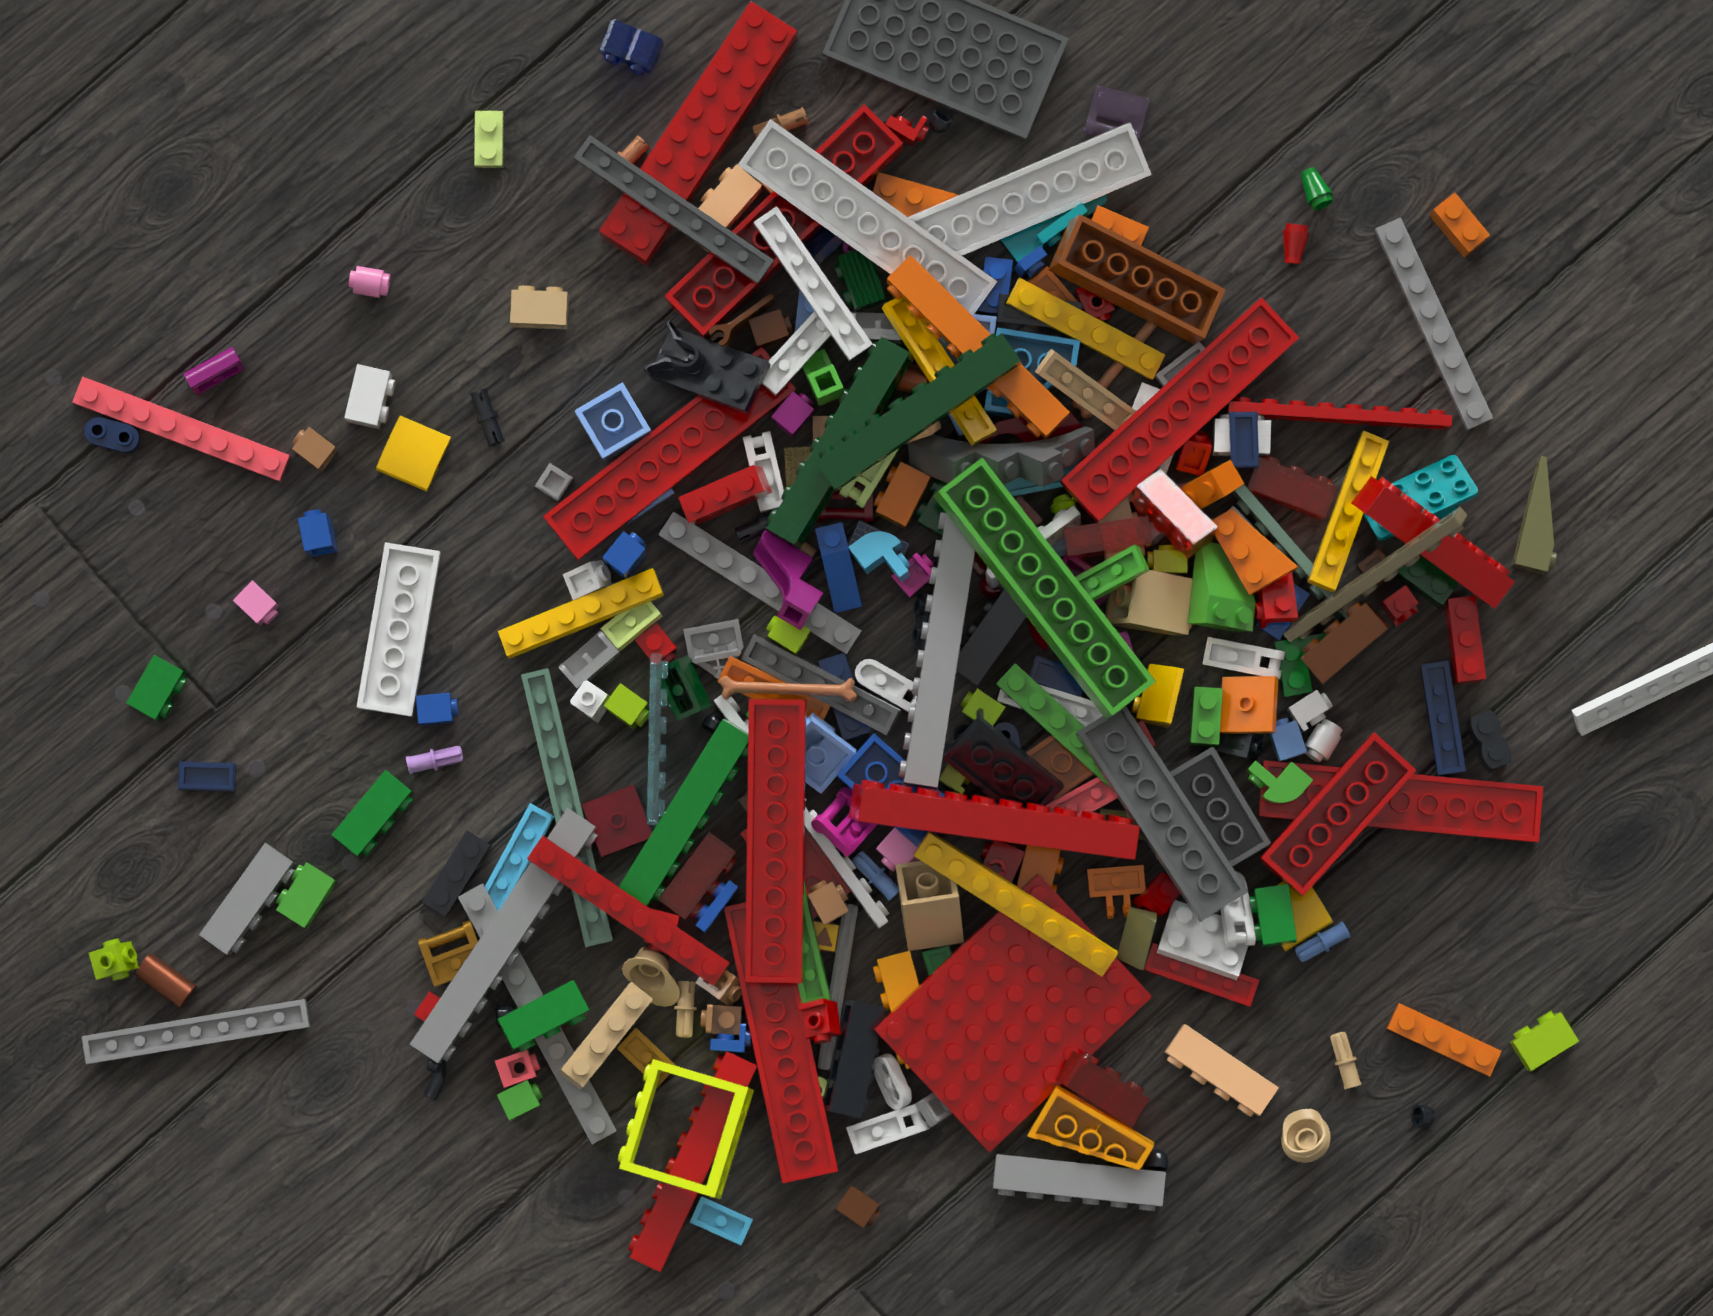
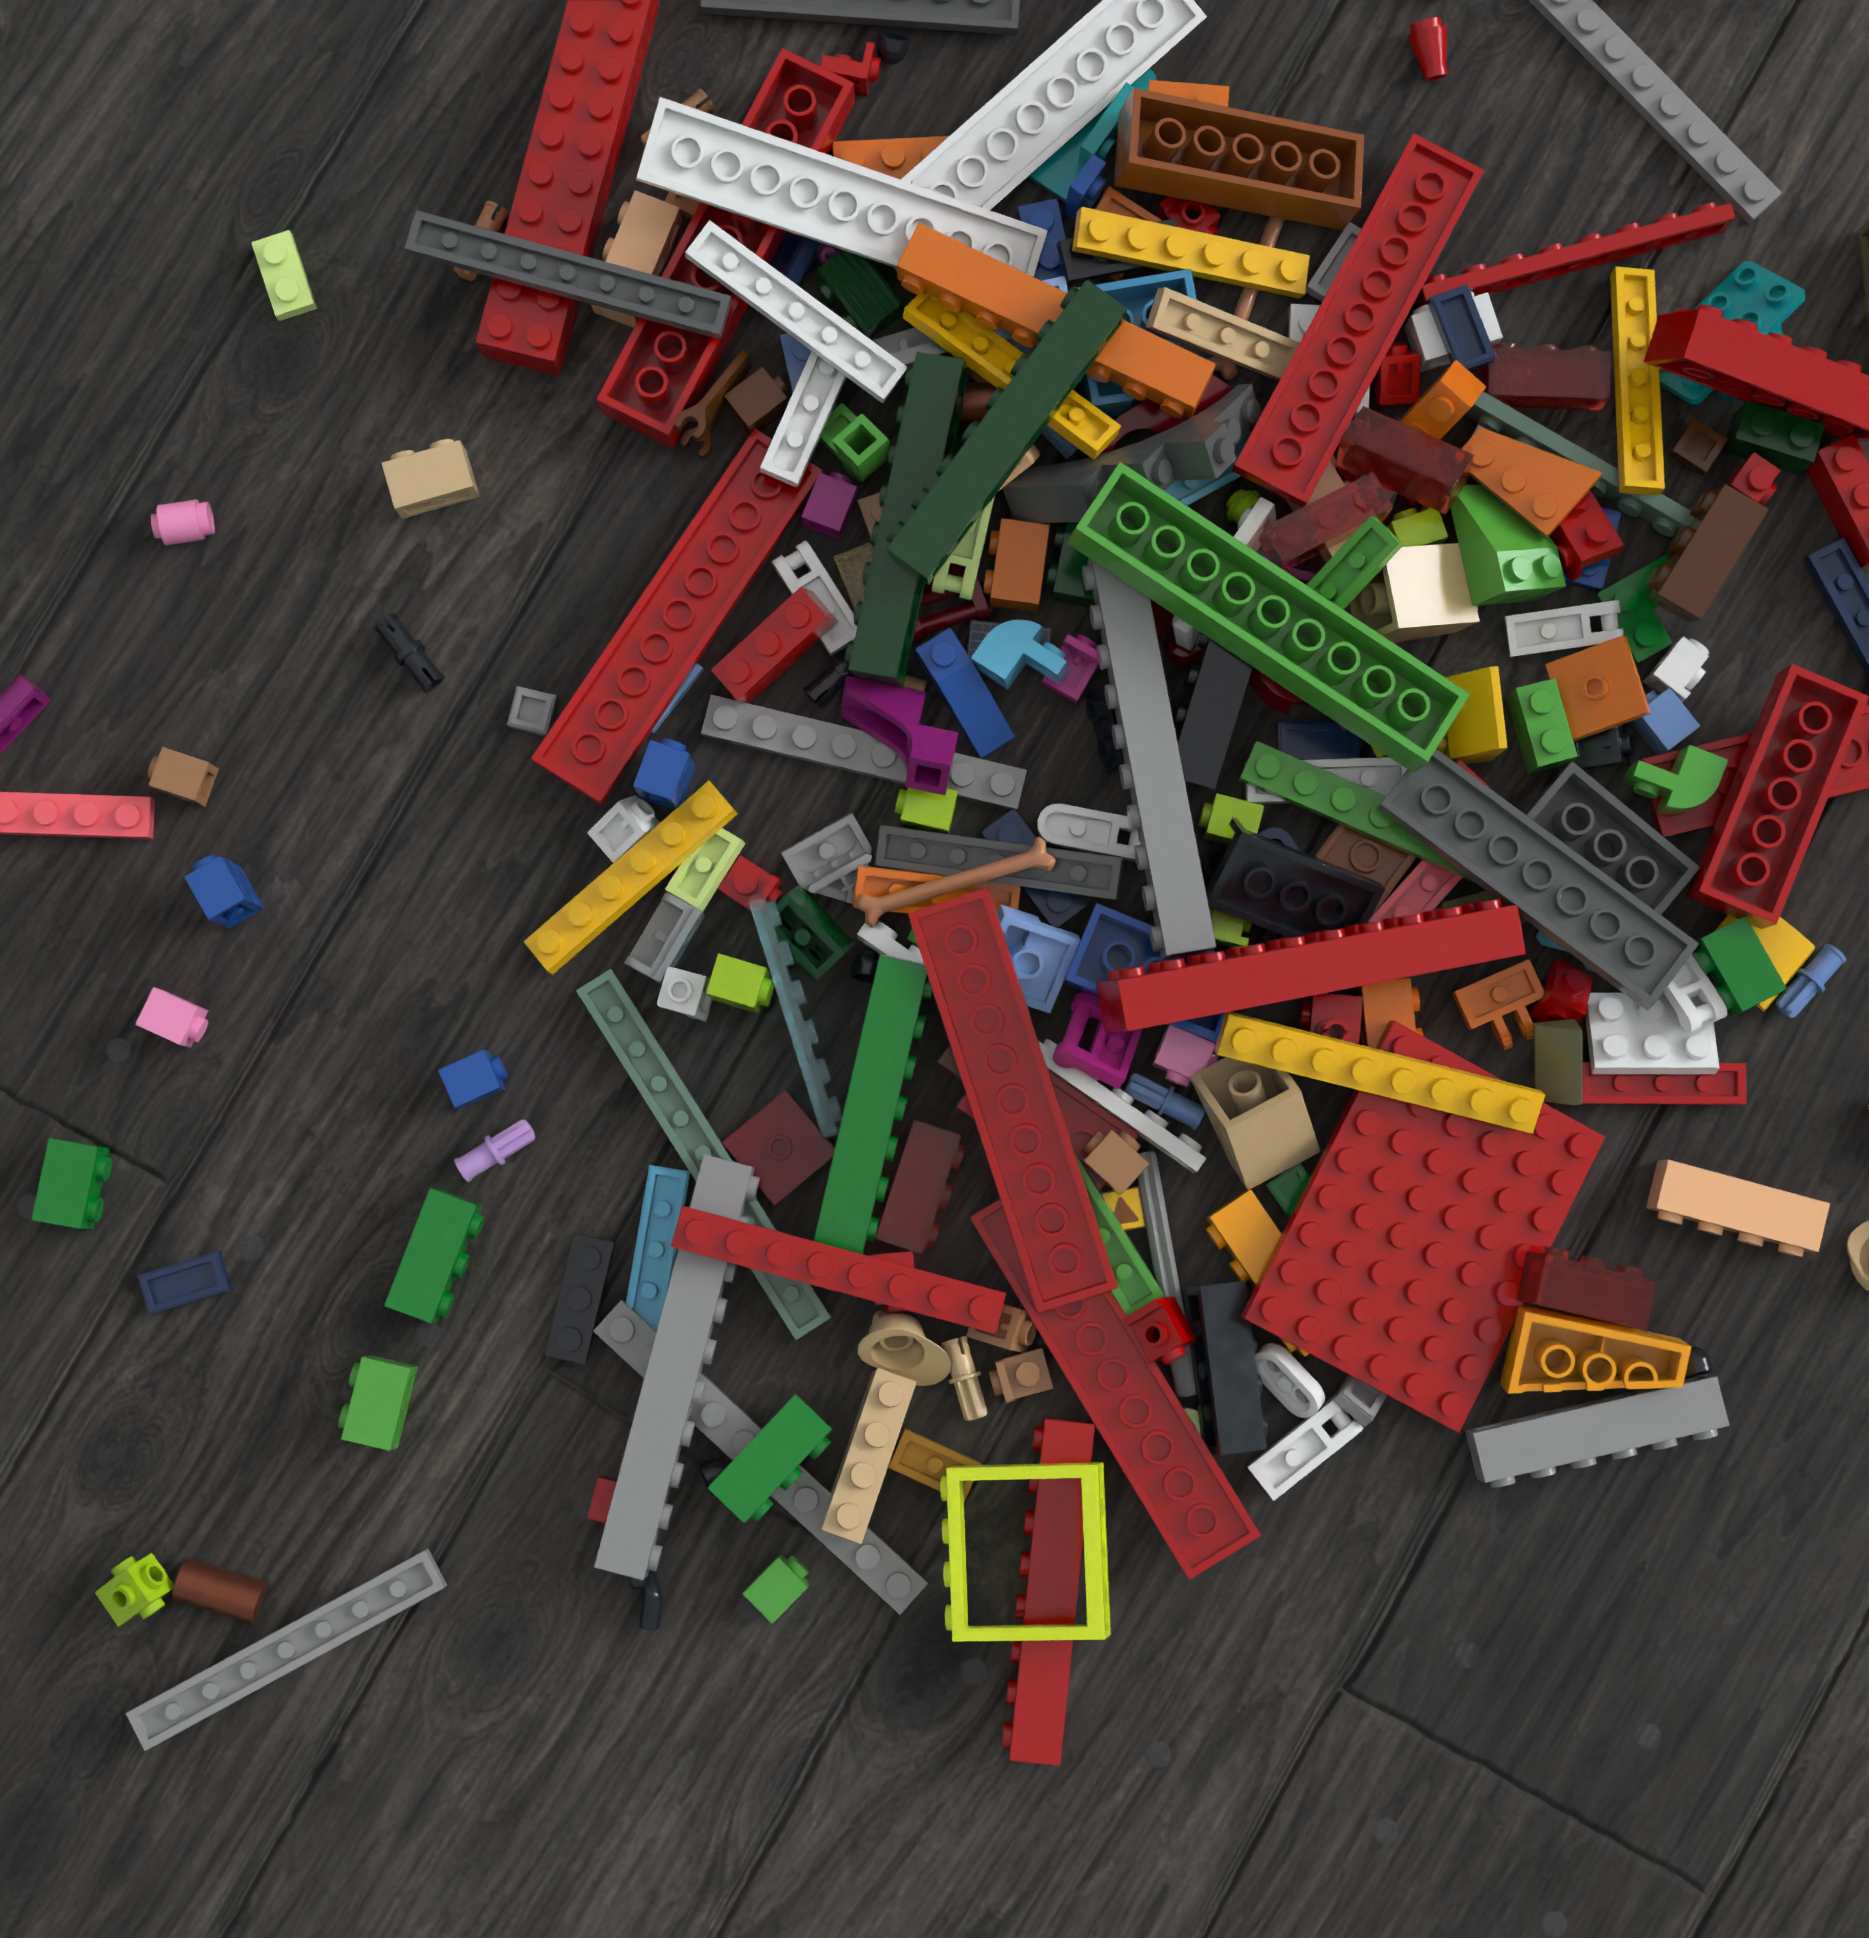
camera: 20 degrees left, 0 degrees up
(247, 900) = (298, 1437): light grey brick -> none
(369, 396) = (235, 679): white brick -> none
(398, 629) = (384, 986): white plate -> none
(413, 453) = (323, 736): yellow slope -> none
(446, 965) = (609, 1433): pearl gold plate -> none
(509, 1075) = (754, 1559): coral brick -> none
(613, 422) = (584, 598): light blue brick -> none
(630, 46) = (436, 85): clear blue brick -> none
(708, 369) = (692, 482): black plate -> none
(708, 915) = (952, 1235): blue plate -> none
(721, 1220) = (1119, 1660): medium azure plate -> none
(726, 1042) = (1040, 1407): blue bracket -> none
(858, 1207) = (1304, 1573): reddish brown brick -> none
(1323, 741) = (1713, 704): white brick -> none
(1383, 570) = (1732, 431): dark tan plate -> none

